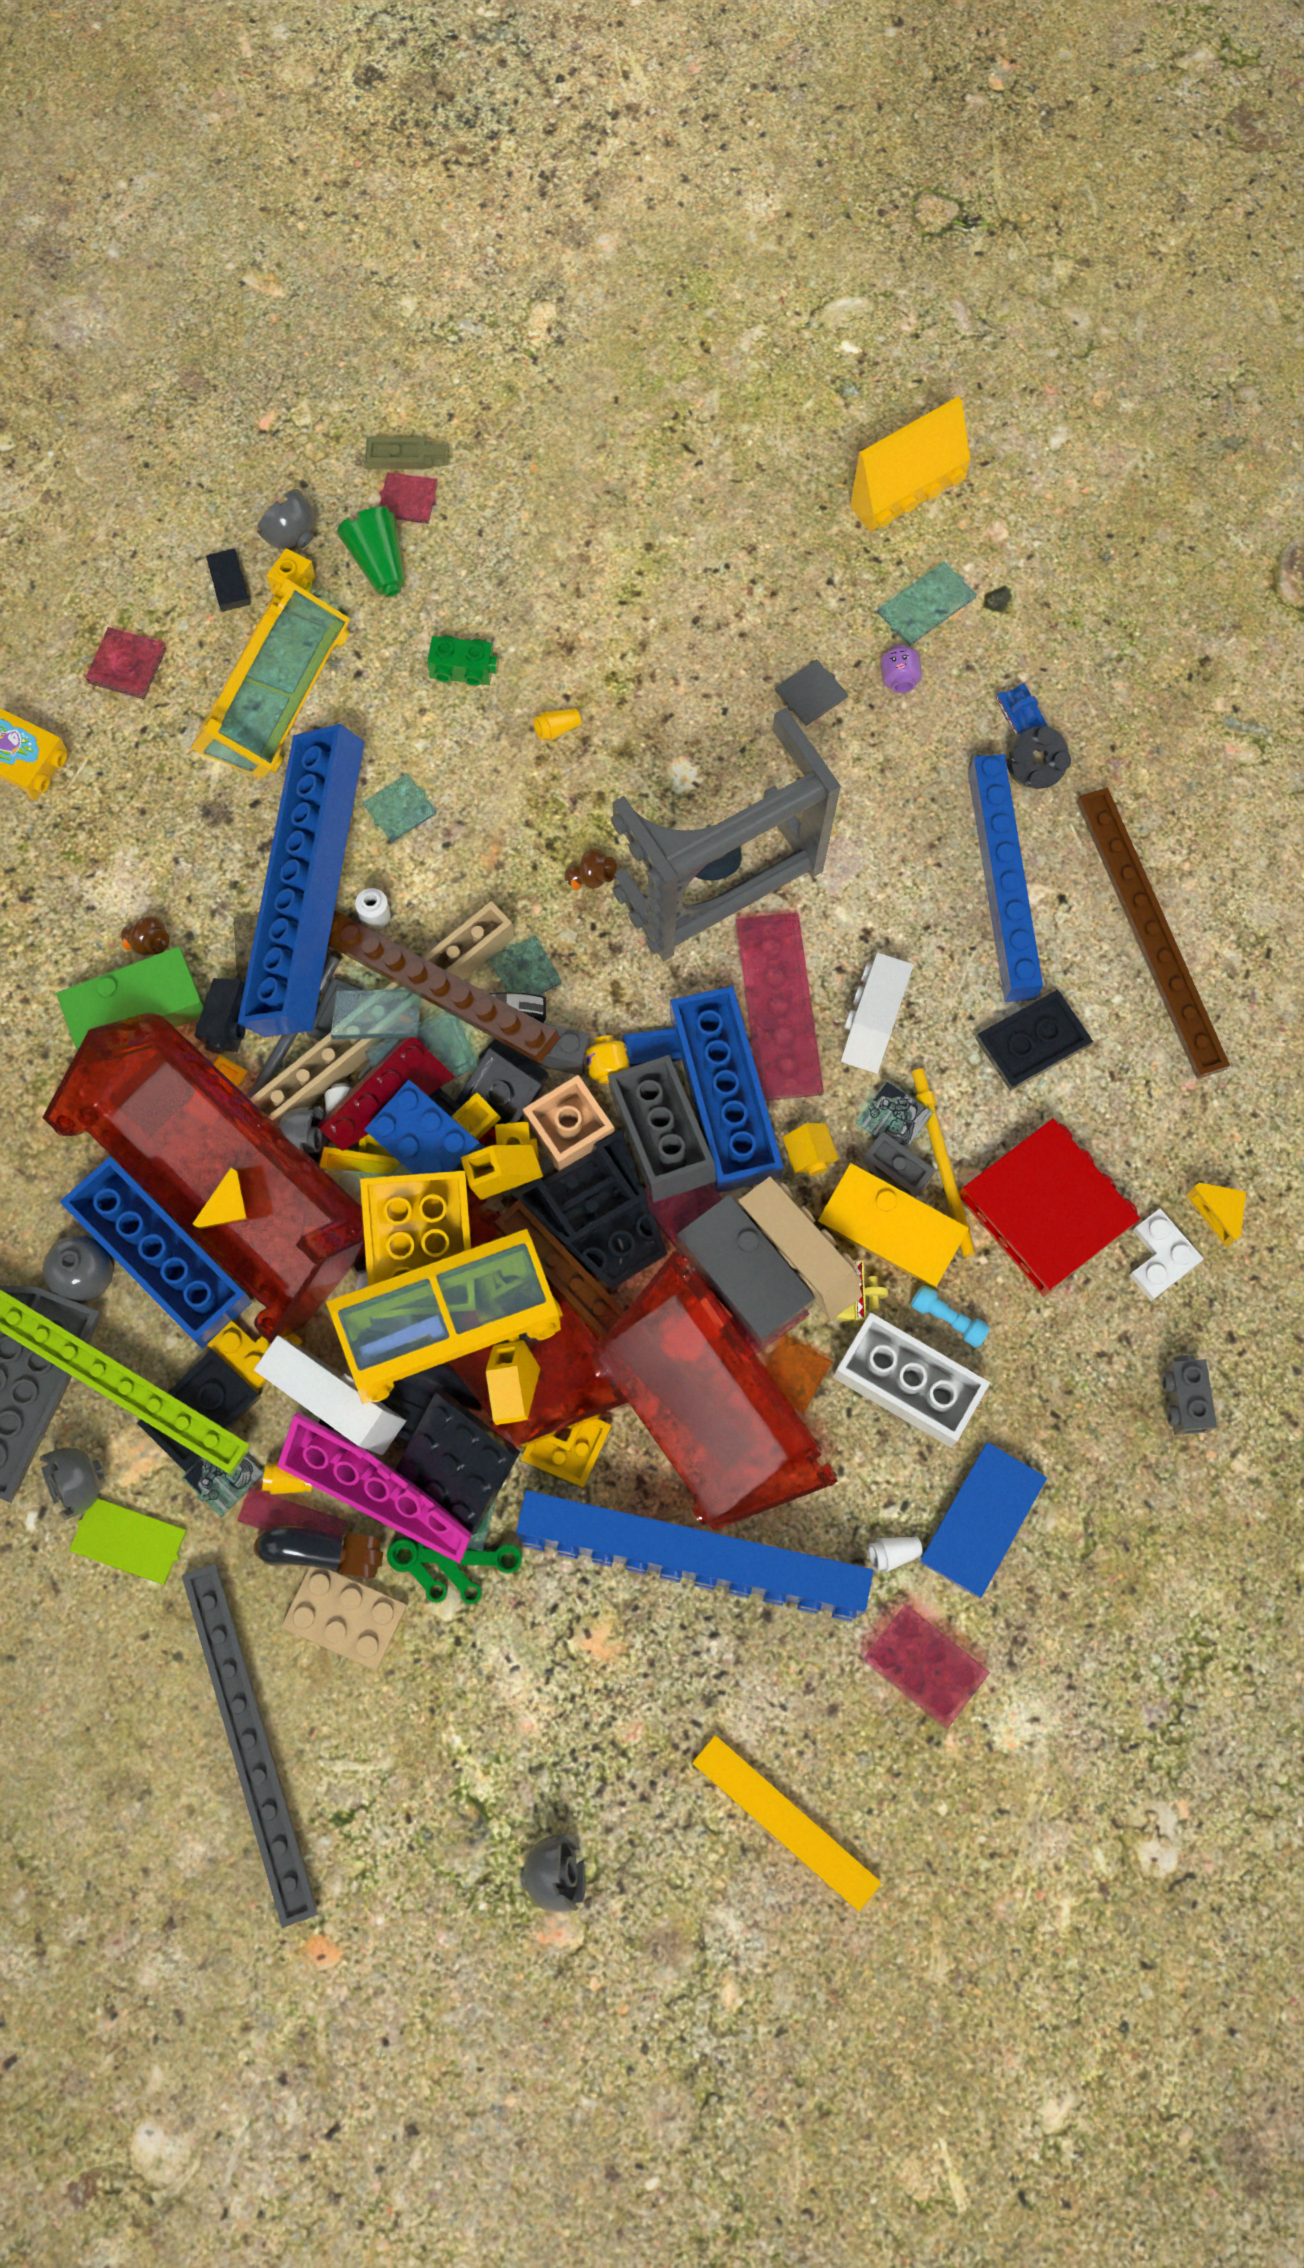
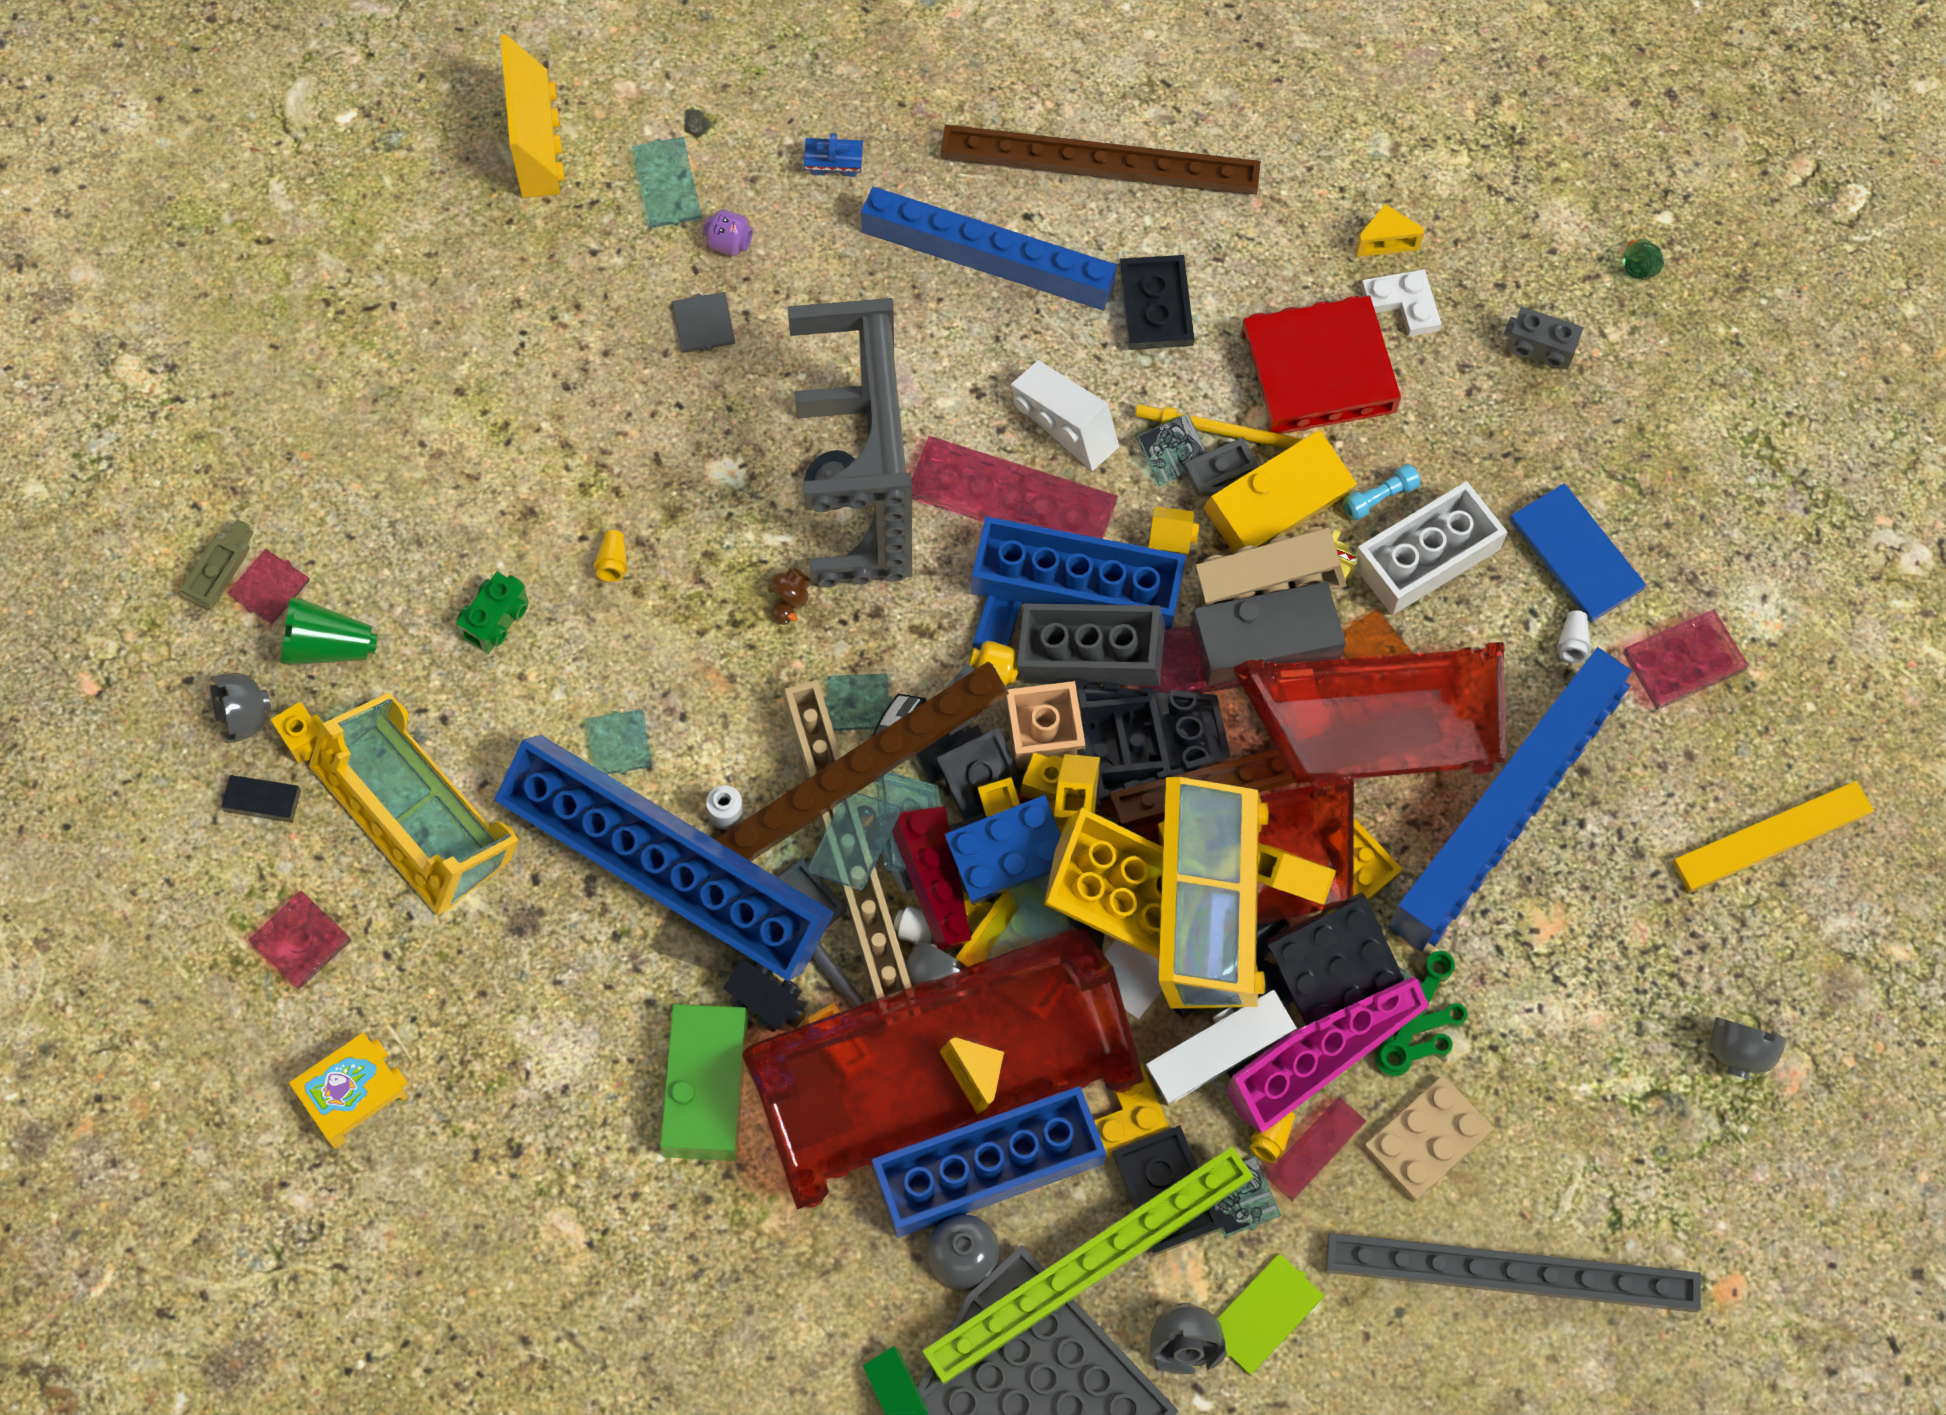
camera: 65 degrees left, 5 degrees down
(146, 936) = (637, 1041): reddish brown animal -> none
(315, 1548) = (1359, 1129): black piece -> none
(1055, 758) = (893, 151): black plate -> none

